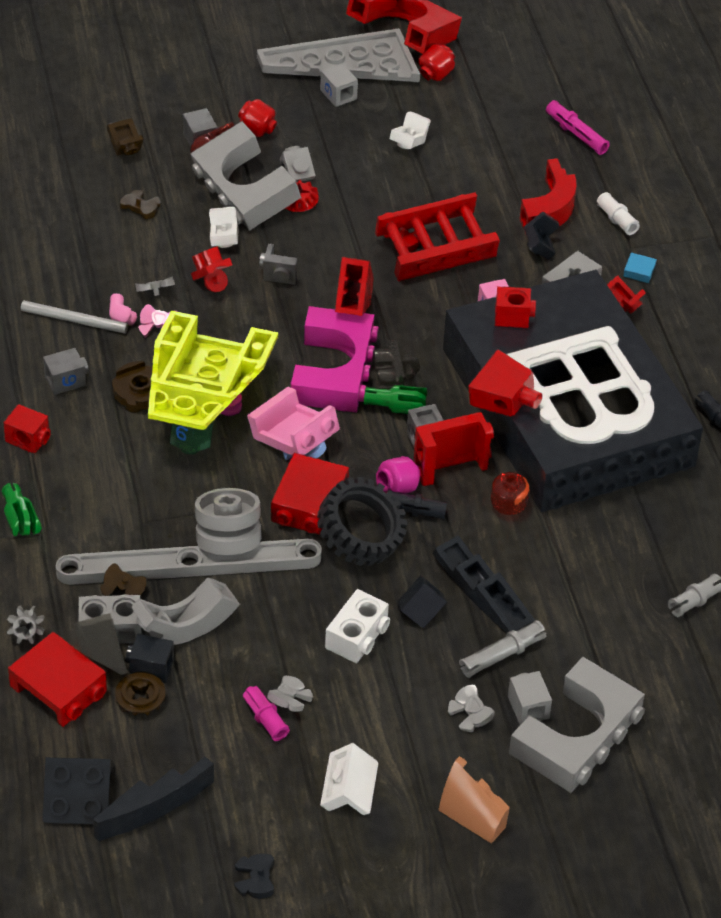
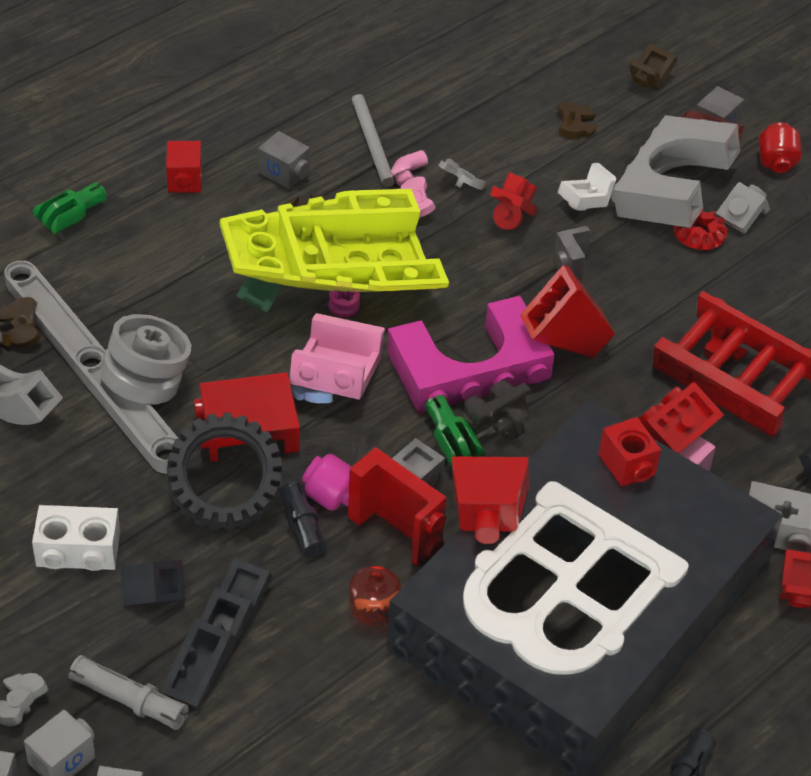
camera: 60 degrees right, 0 degrees up
(471, 282) = (681, 417): none -> red bracket

